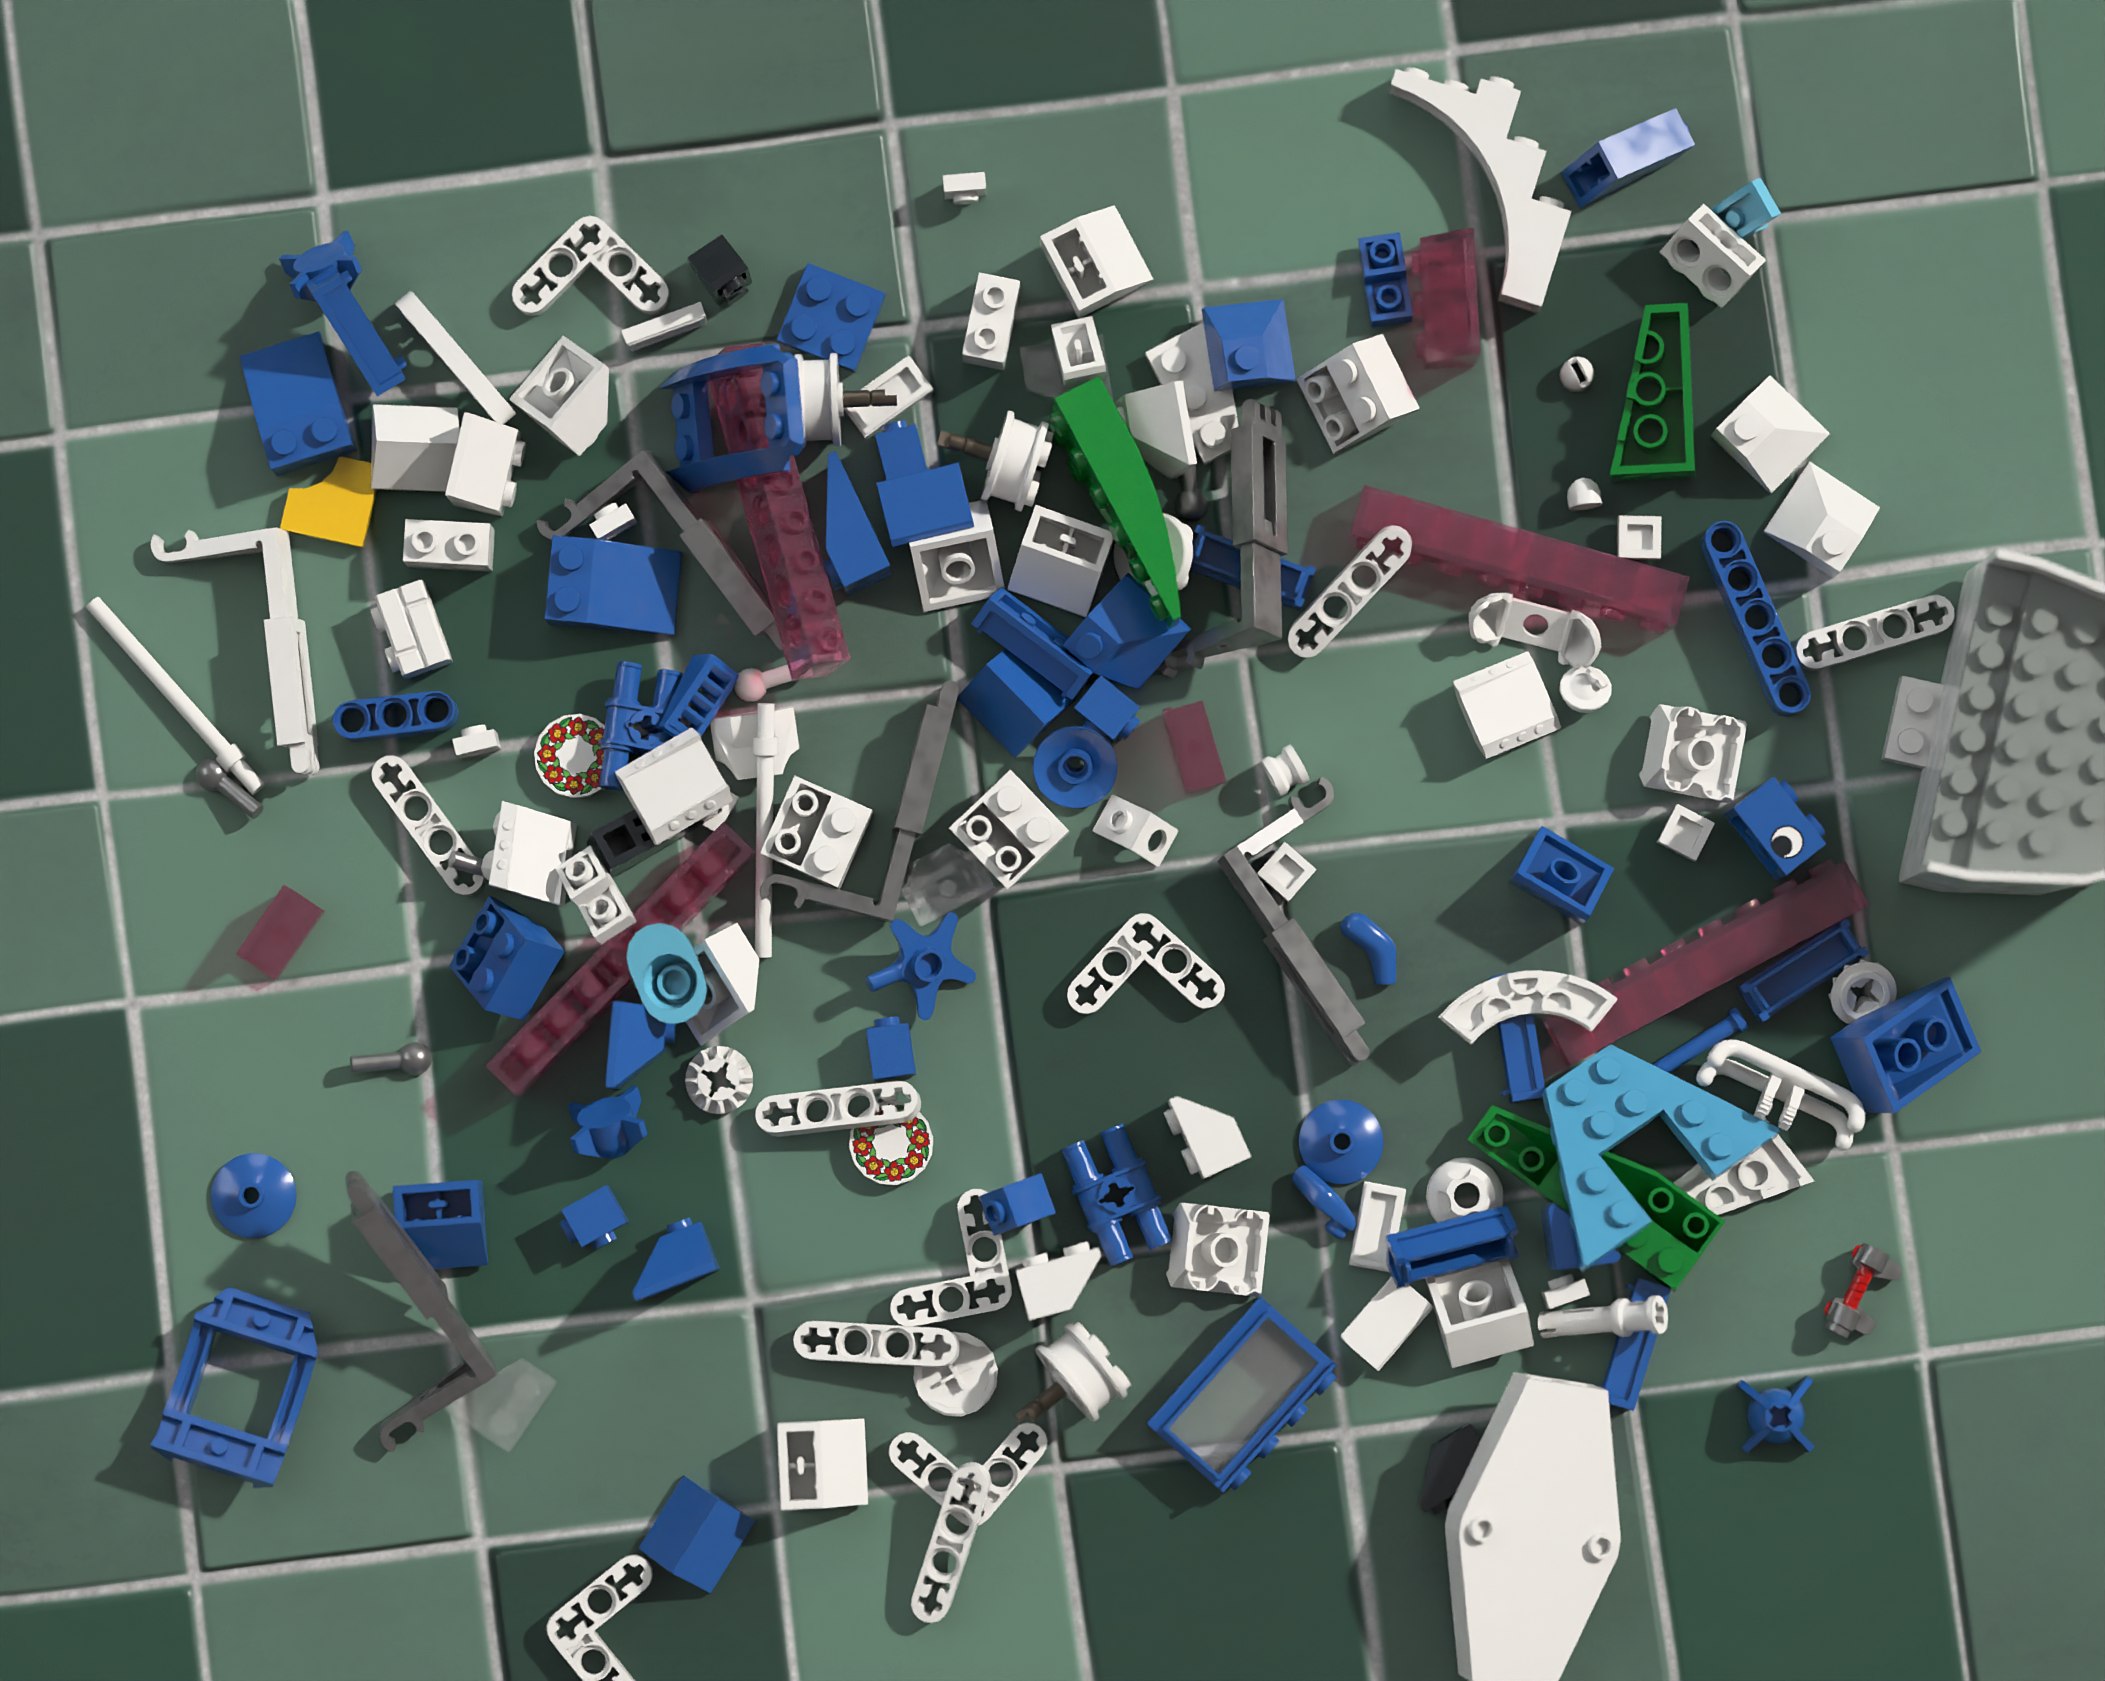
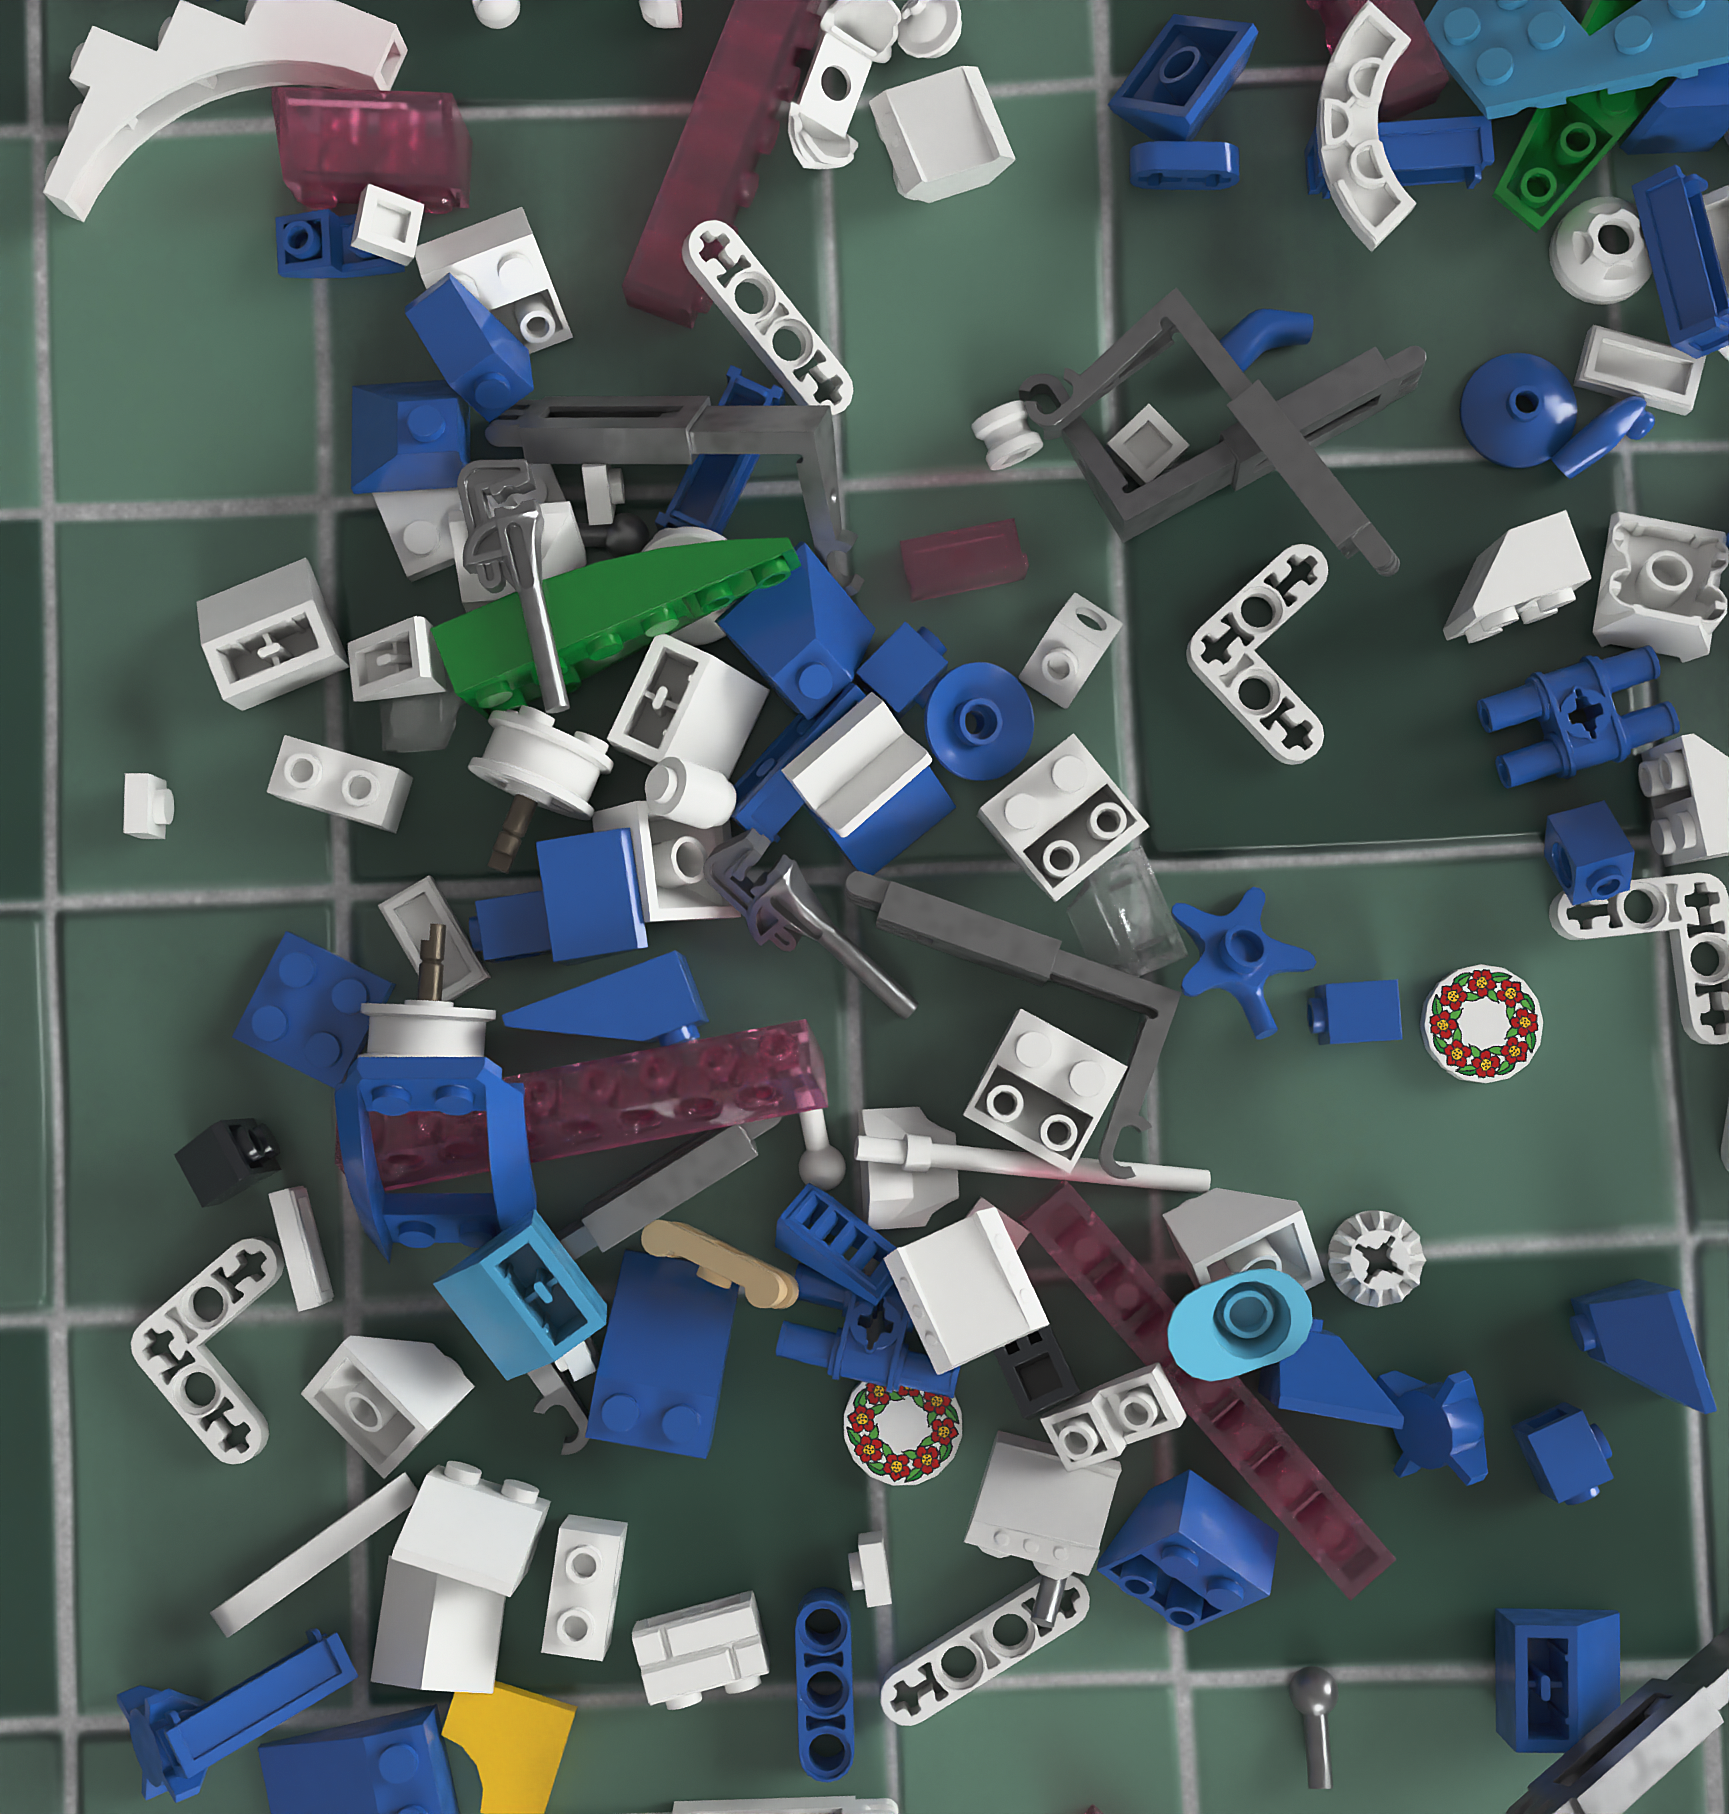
camera: 80 degrees left, 0 degrees up
(644, 483) = (523, 1298): none -> dark azure slope
(678, 618) = (721, 1263): none -> tan plate
(838, 1115) = (1441, 1093): white beam -> none
(929, 642) = (786, 908): none -> flat silver piece
(1002, 566) = (689, 793): none -> white brick
(1032, 680) = (856, 766): none -> white panel
(1154, 427) = (511, 551): none -> flat silver piece
(1215, 485) = (602, 491): none -> white plate
(1297, 938) = (1250, 405): none -> flat silver hinge
(1307, 384) = (471, 347): none -> blue slope
(1394, 314) = (387, 225): none -> white plate
(1496, 882) = (1184, 165): none -> blue beam

